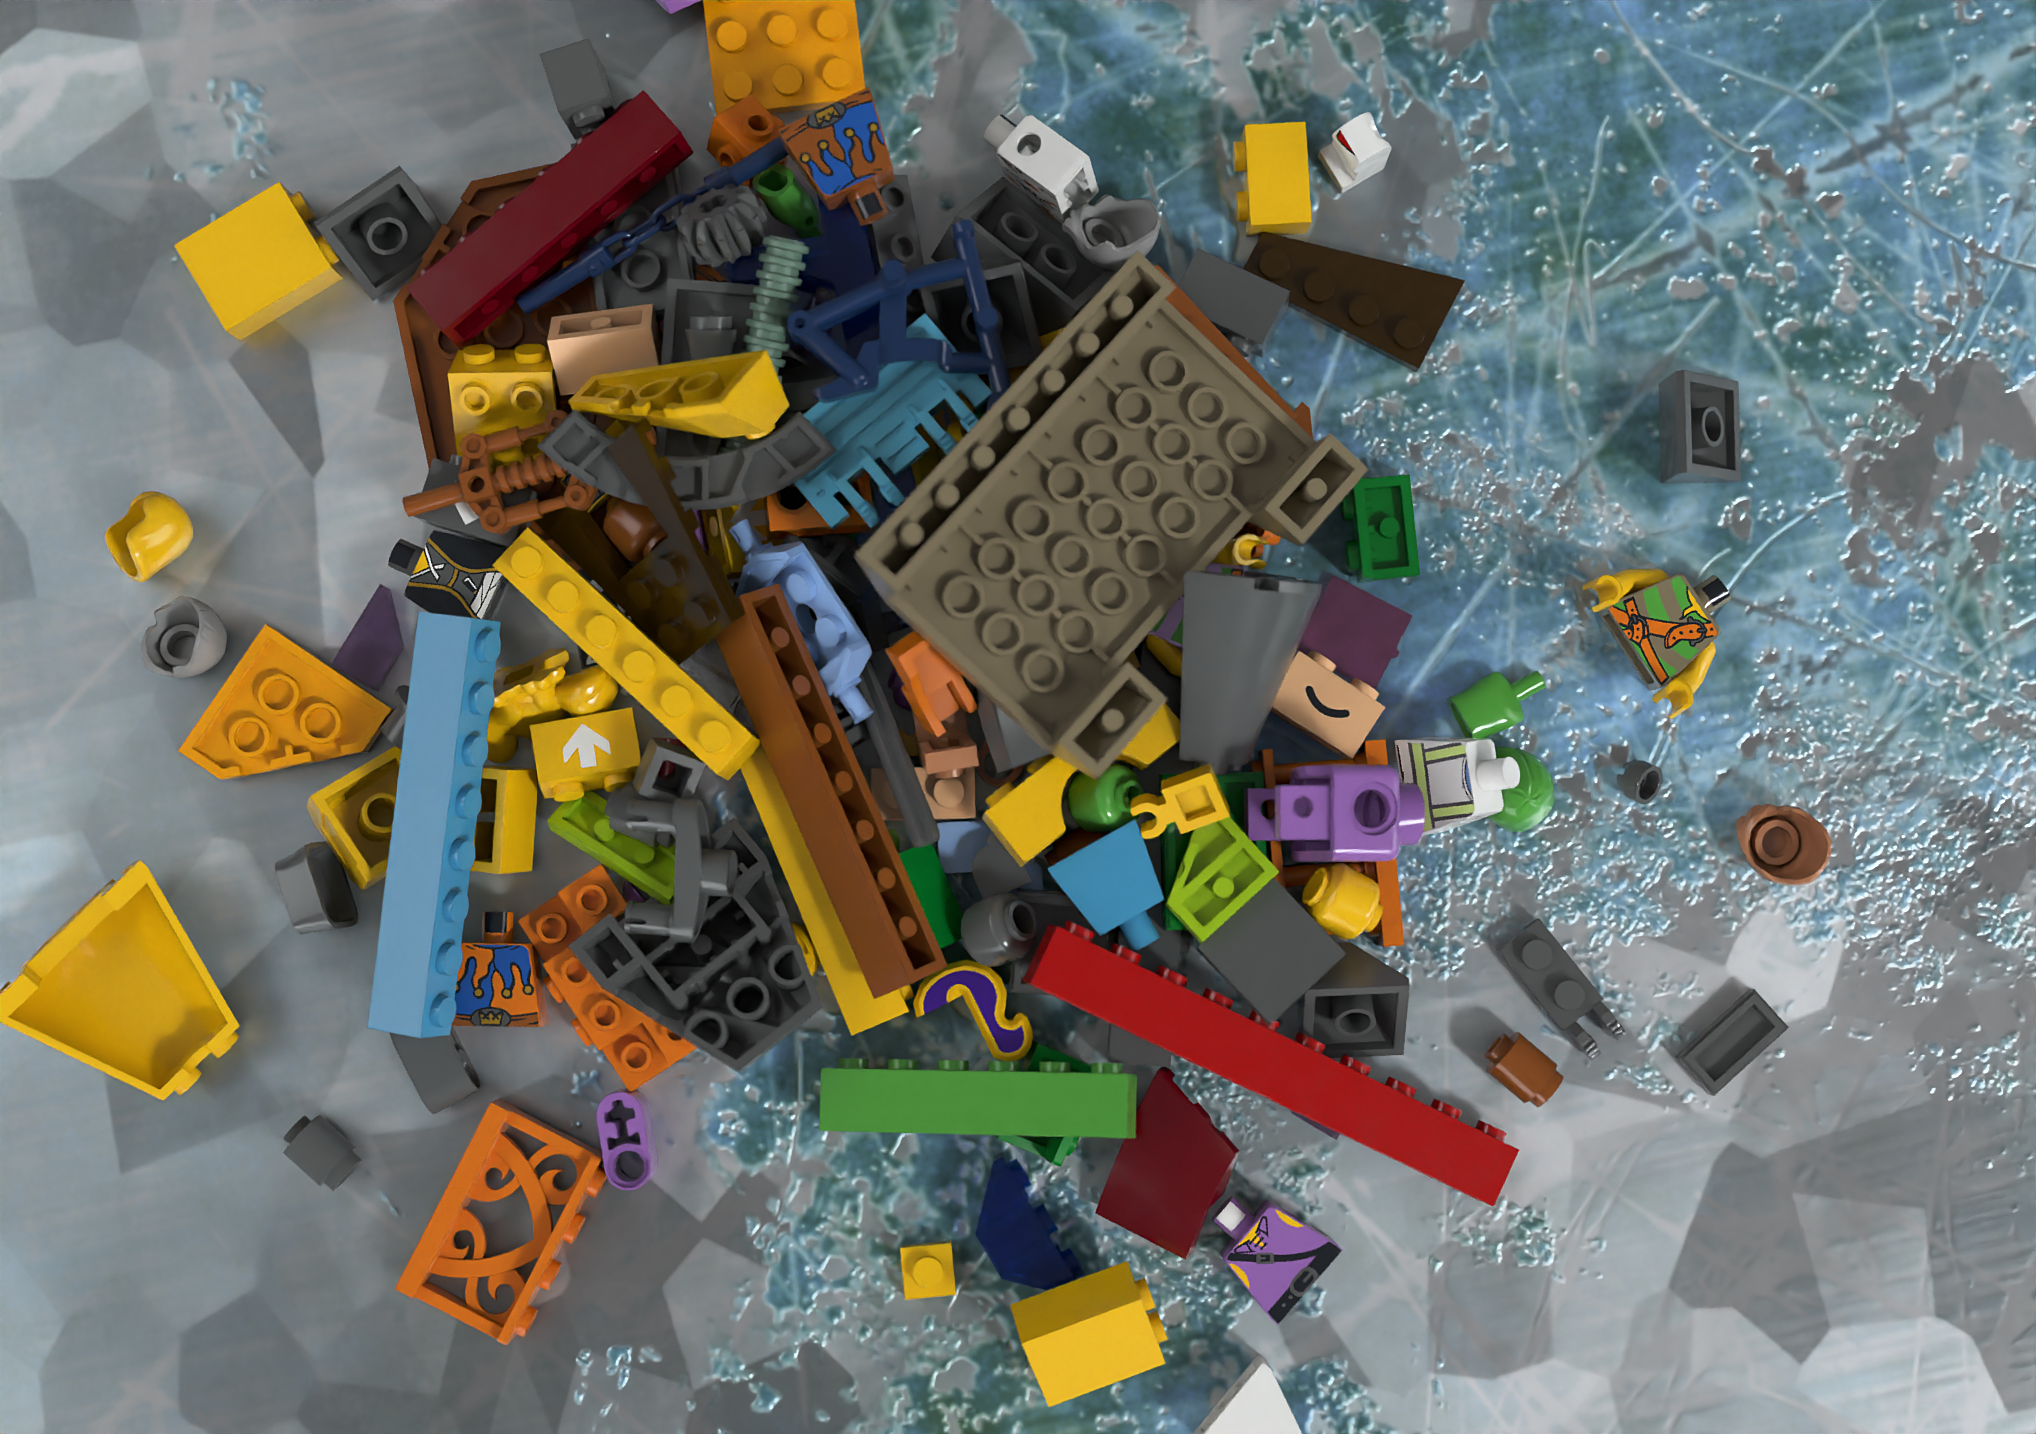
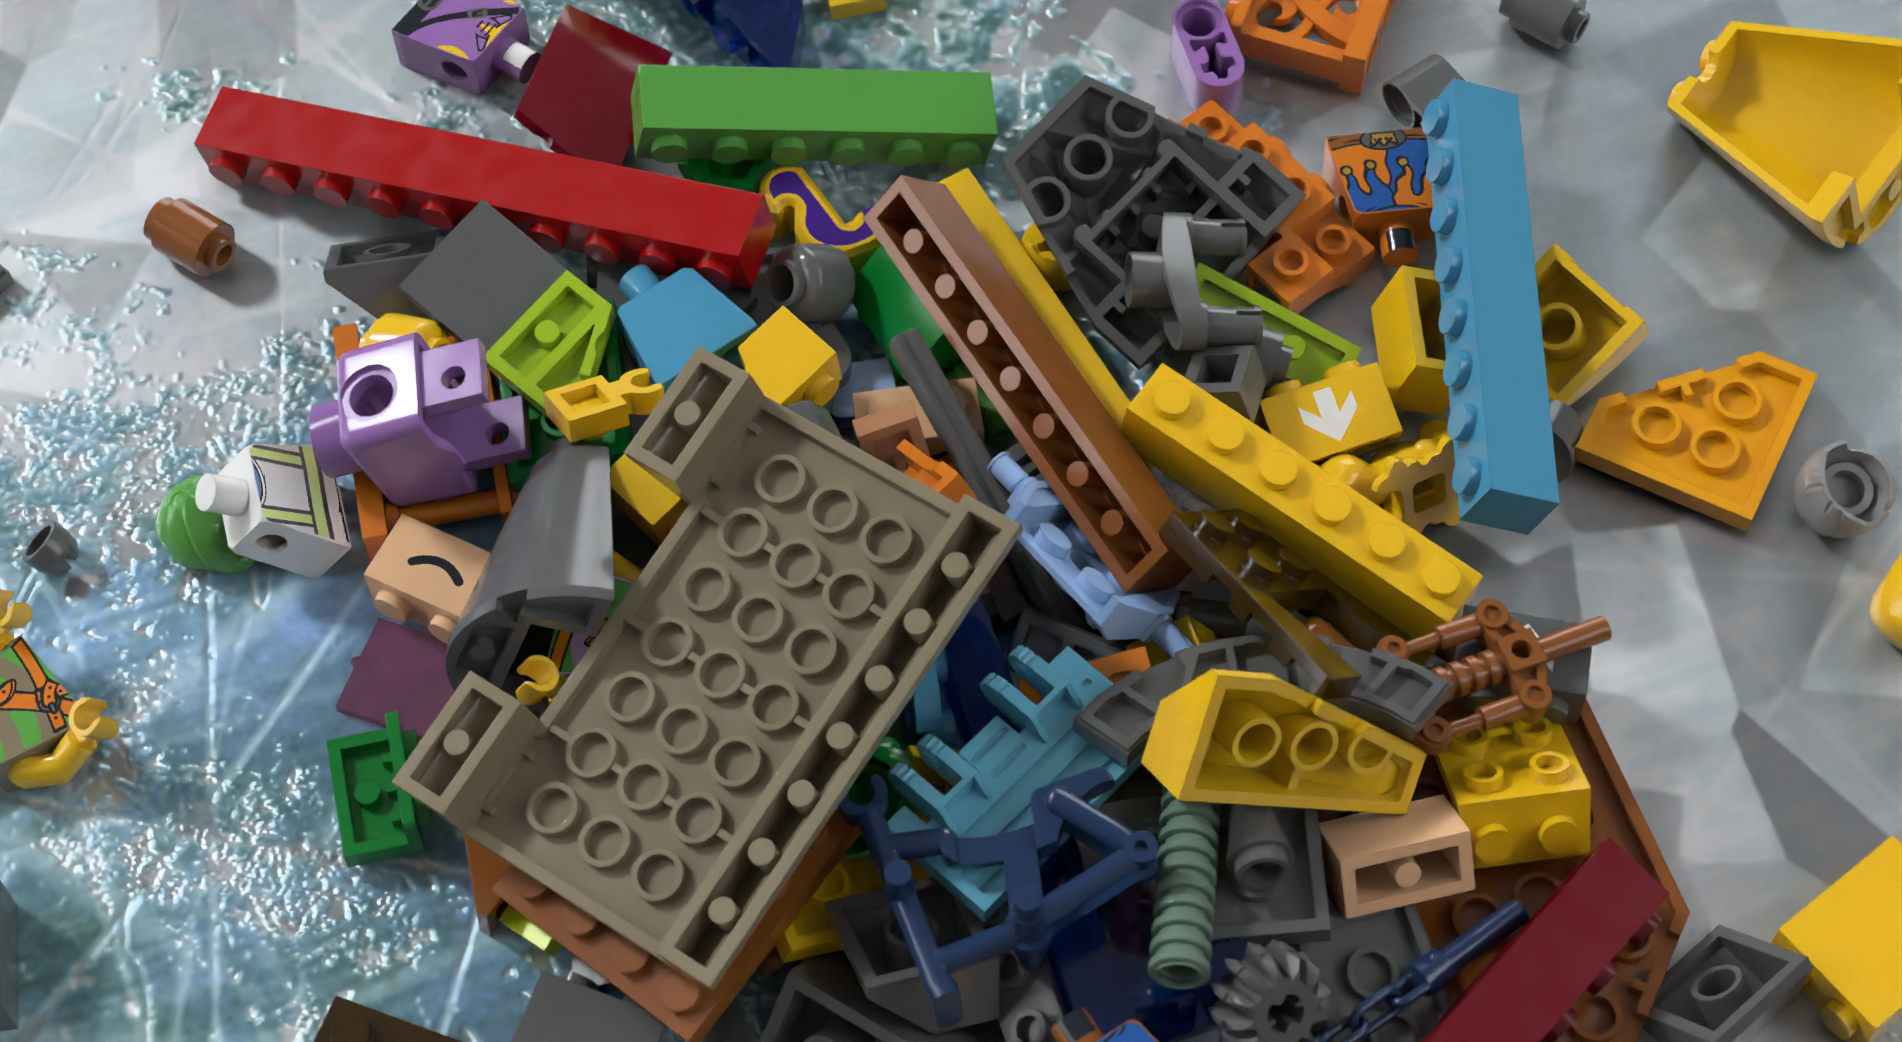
camera: 175 degrees right, 25 degrees down
(316, 889) = (1615, 245): dark grey piece -> none
(373, 642) = (1617, 528): clear purple tile -> none
(452, 575) = (1538, 579): torso -> none
(1493, 703) = (231, 616): bright green piece -> none
(1558, 984) = (150, 331): dark grey hinge -> none

